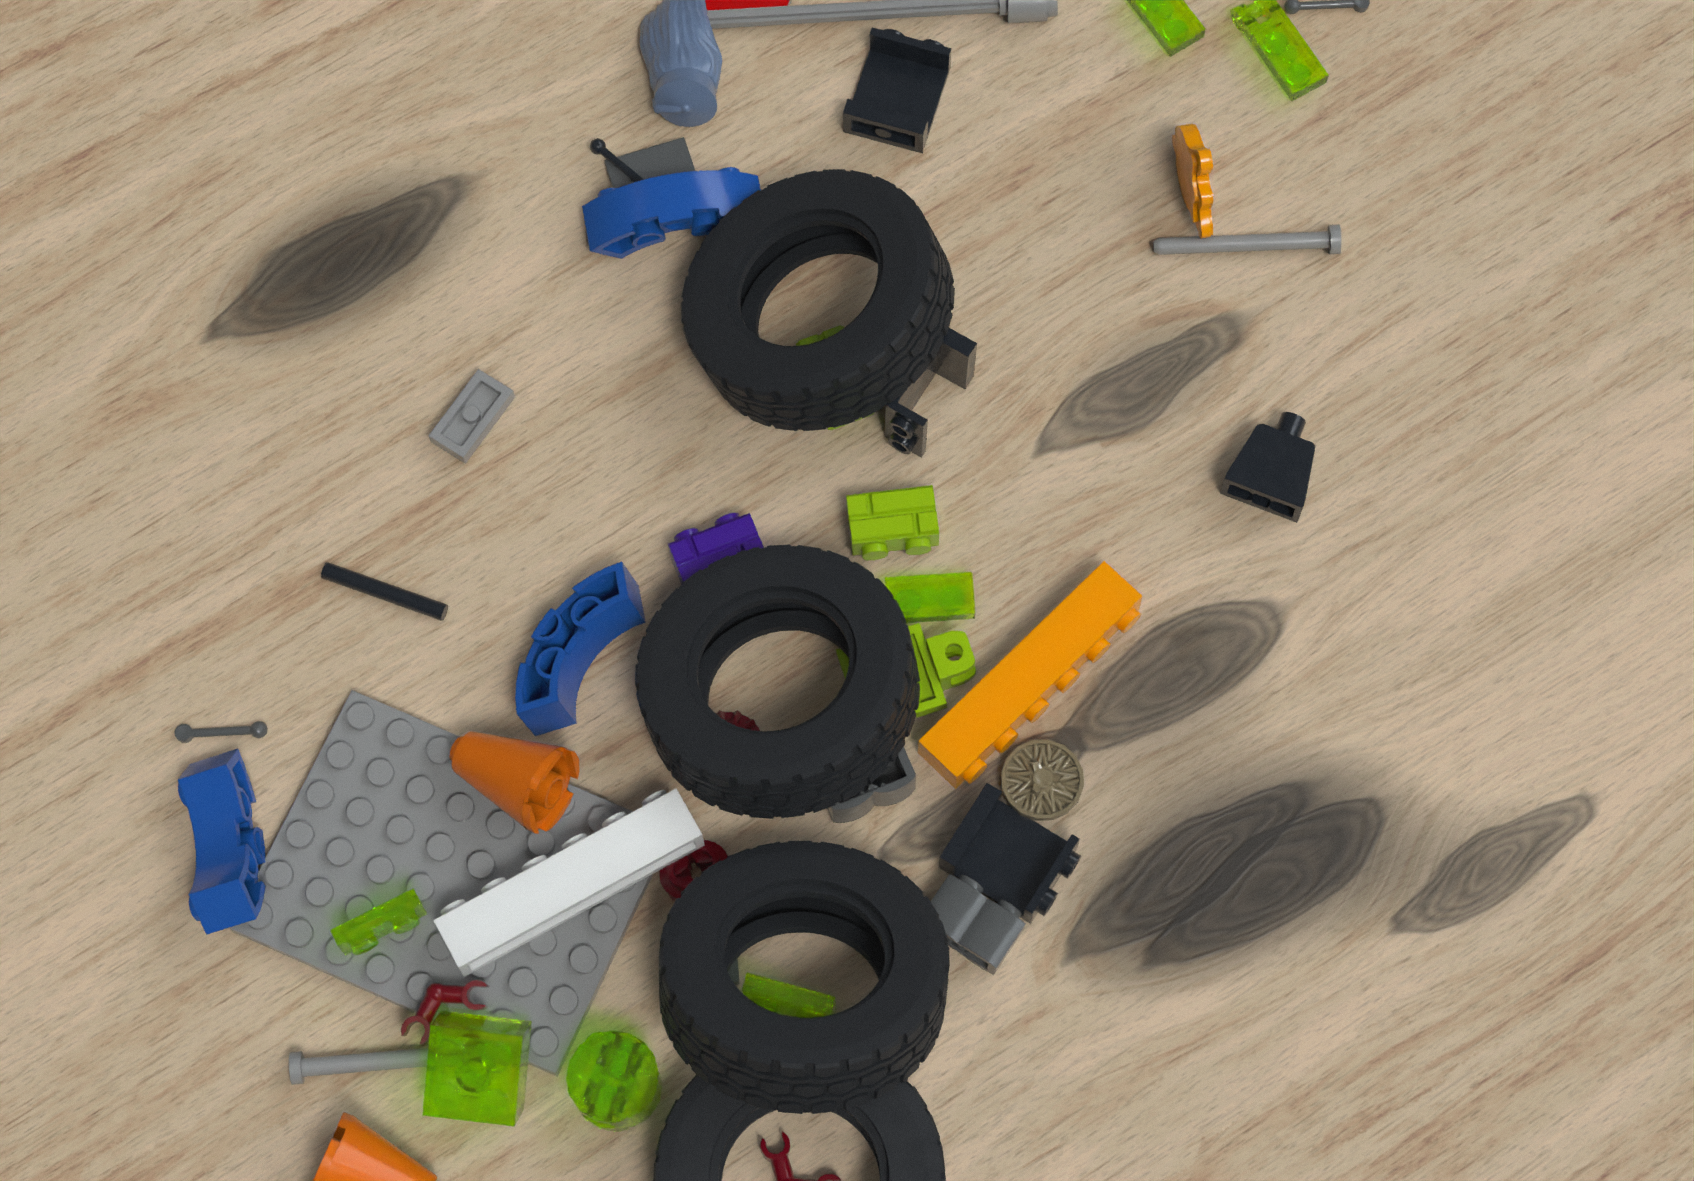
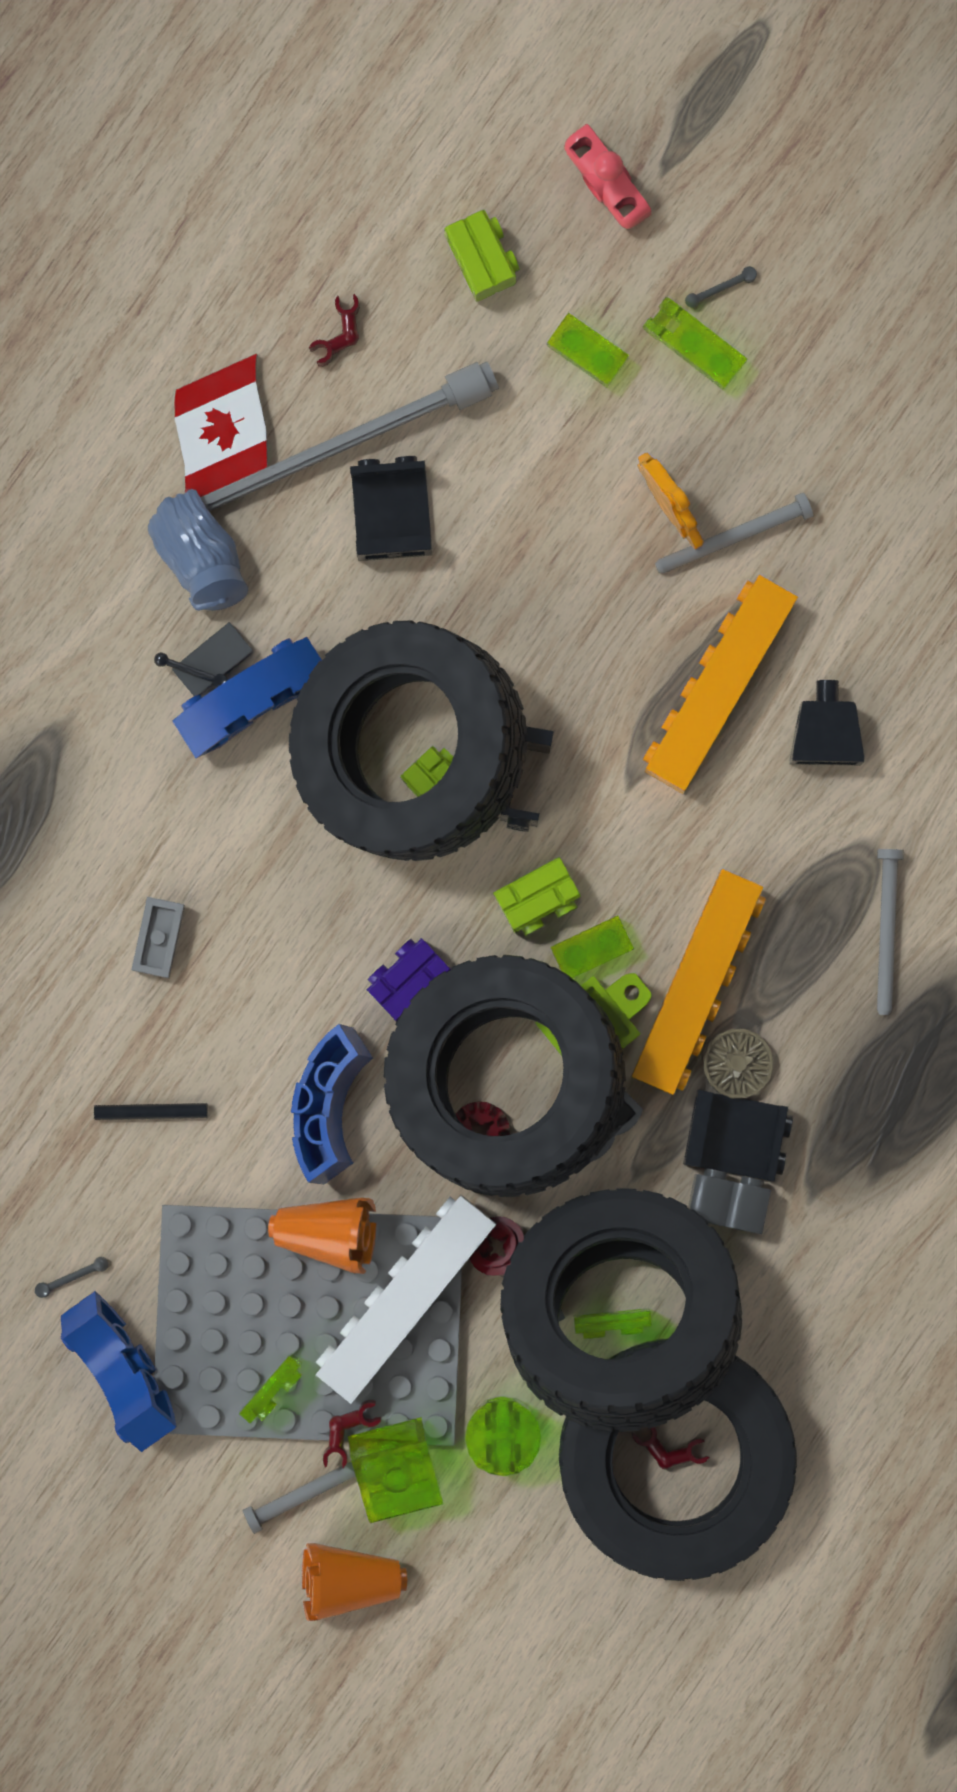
camera: 15 degrees left, 15 degrees up
(1175, 380) = (720, 683): none -> light orange brick
(1294, 625) = (887, 928): none -> light grey bar

